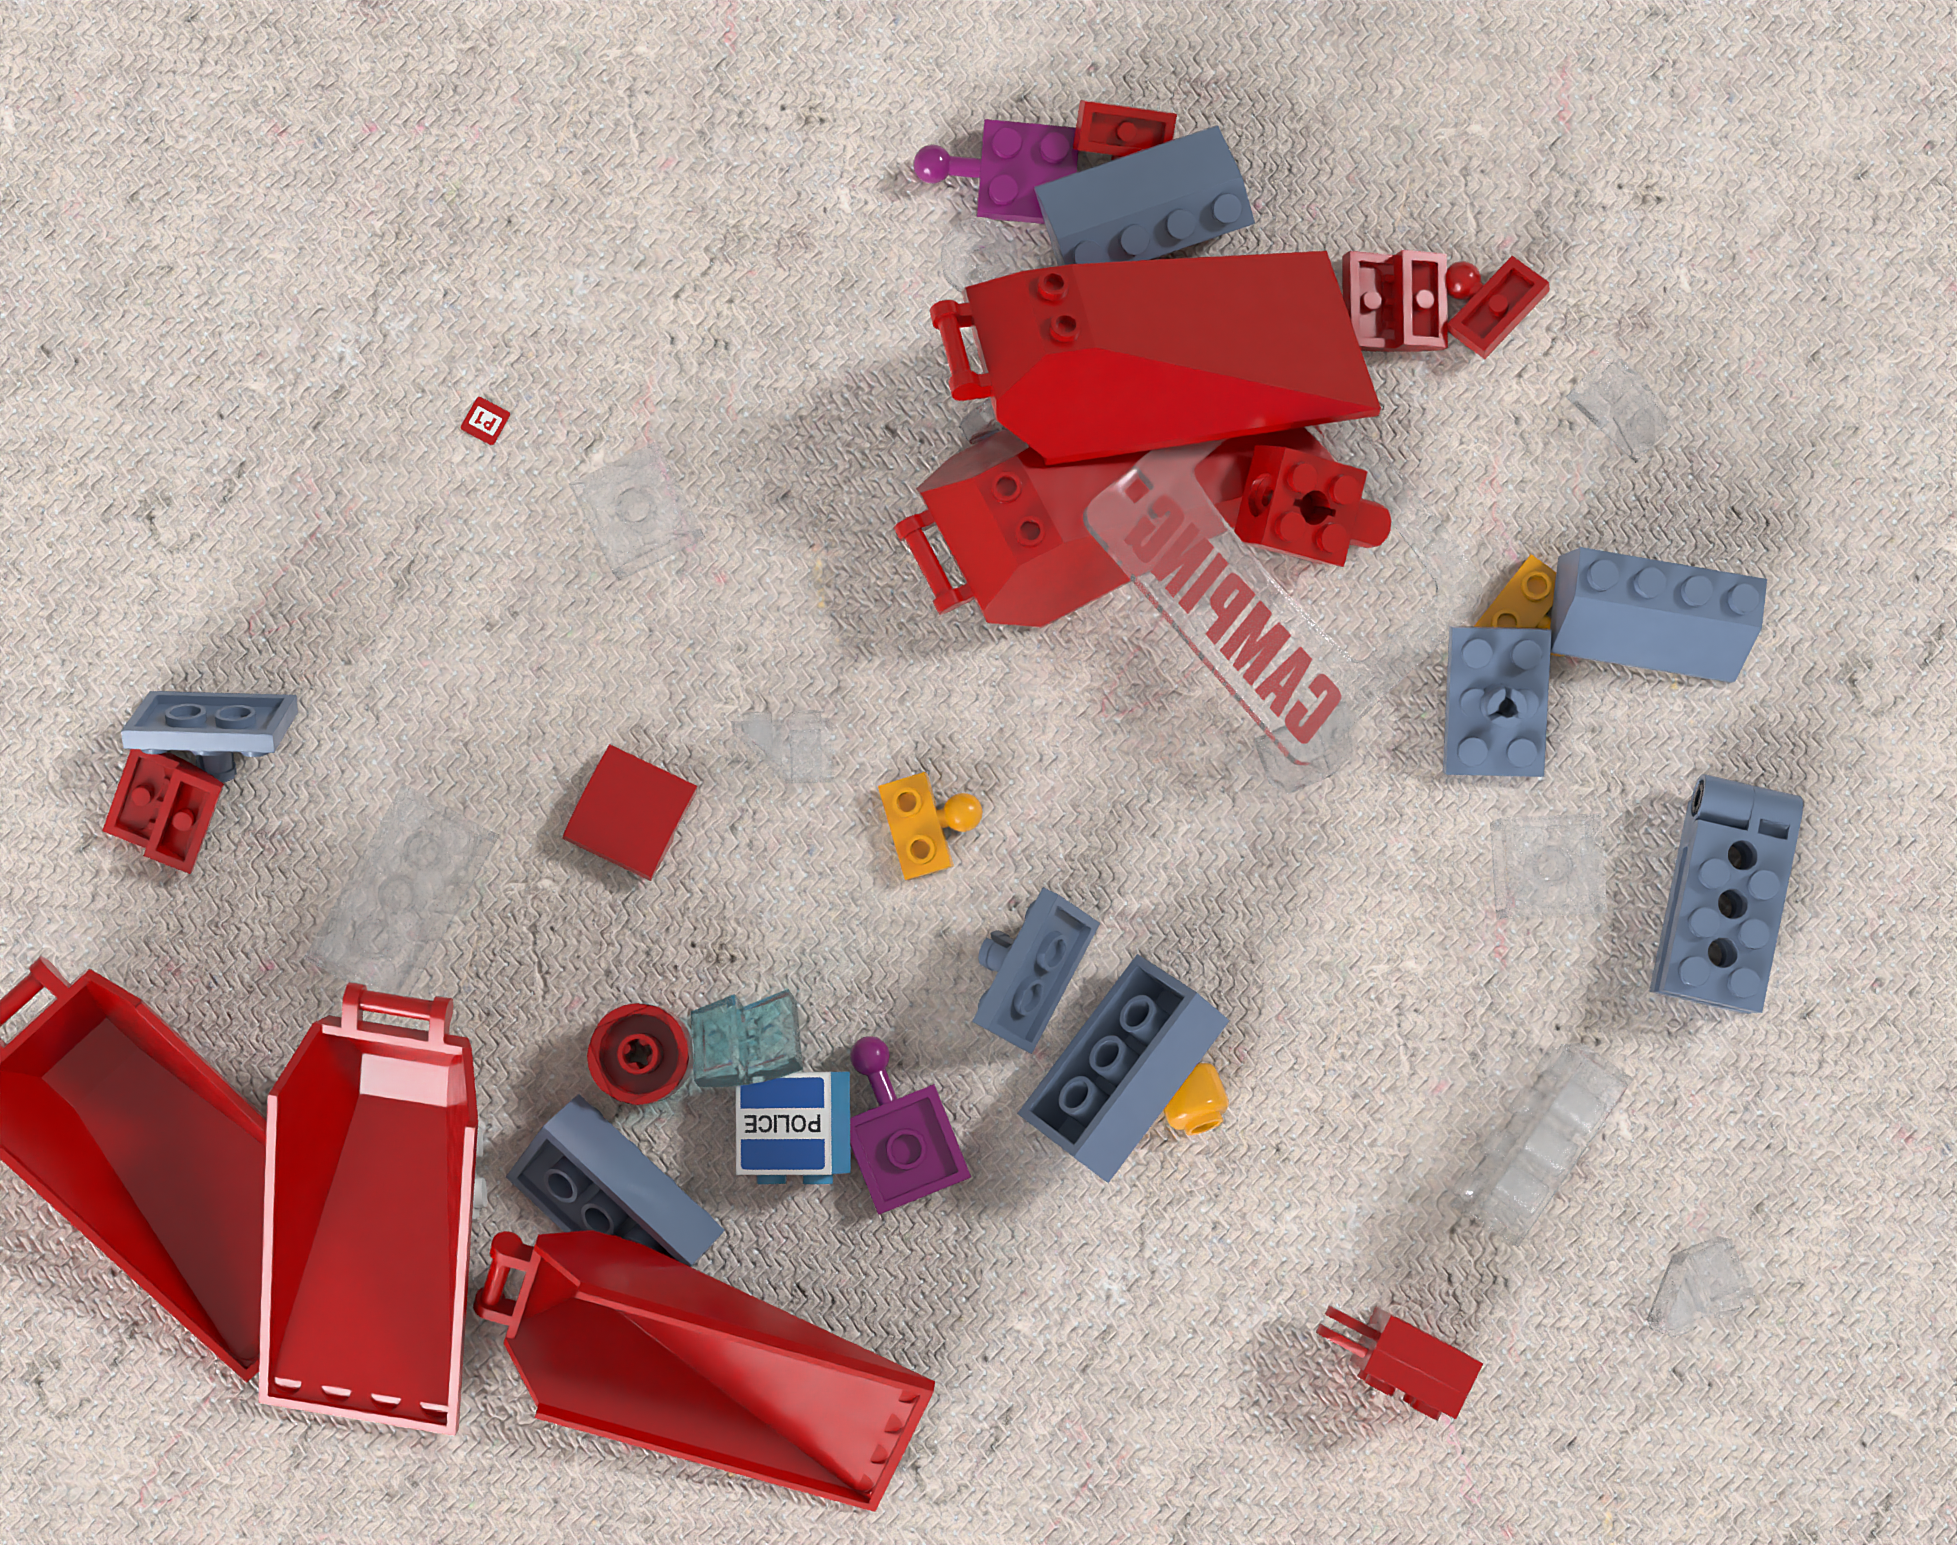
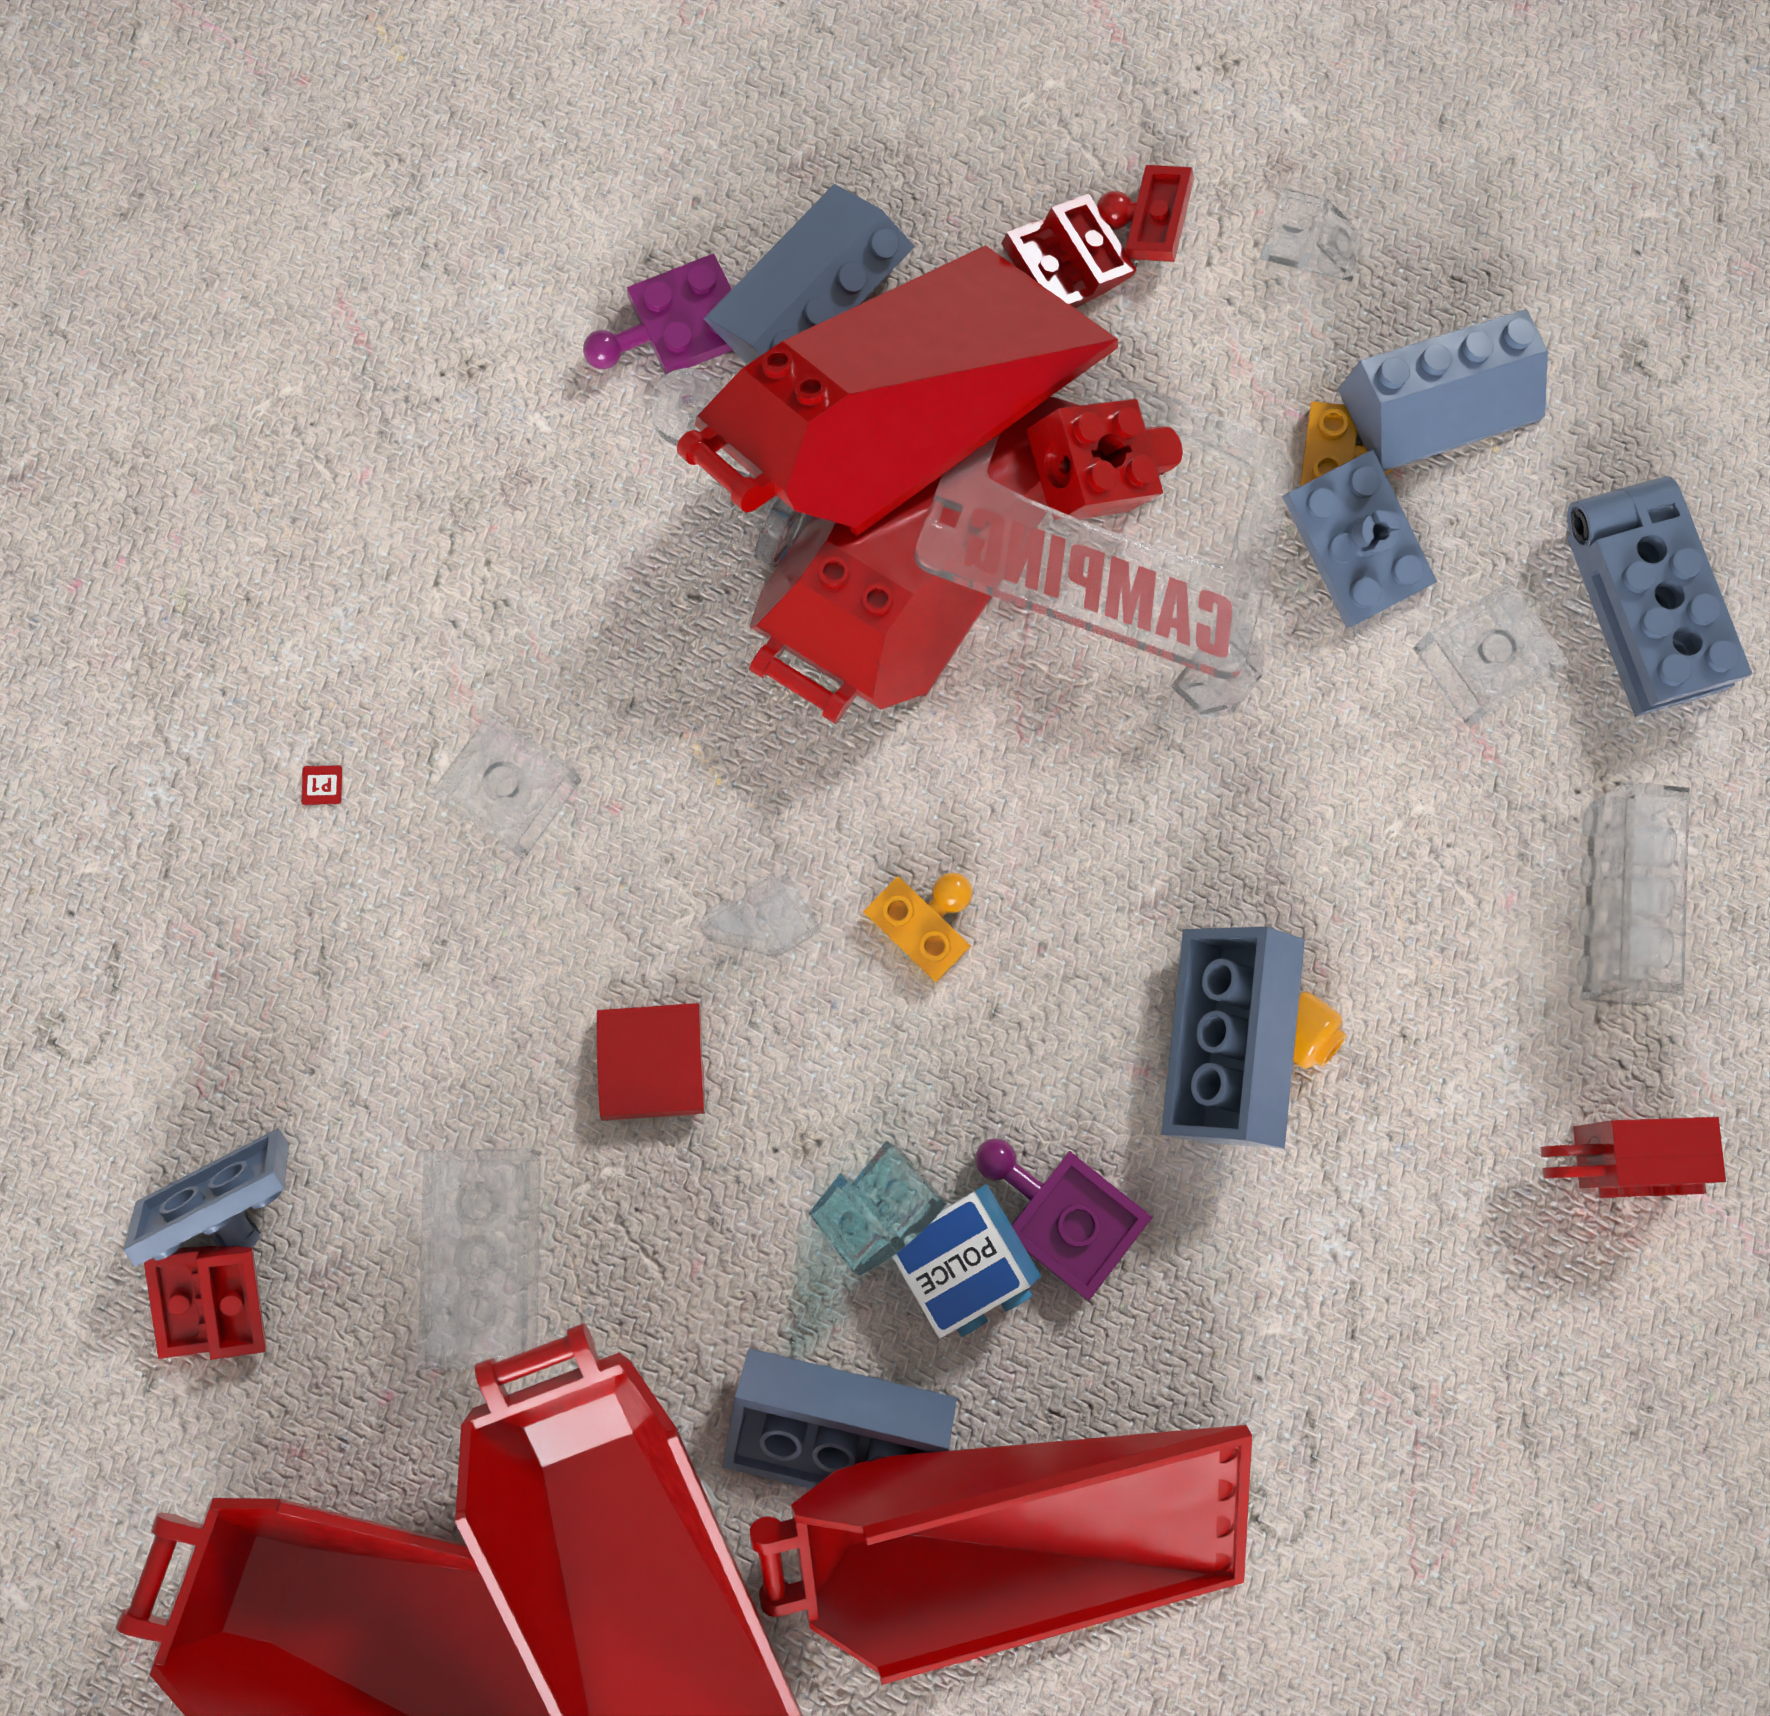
camera: 30 degrees left, 5 degrees down
(615, 1042) = (755, 1281): red brick -> none
(1032, 969) = (1097, 995): sand blue plate -> none
(1120, 128) = (749, 232): red plate -> none

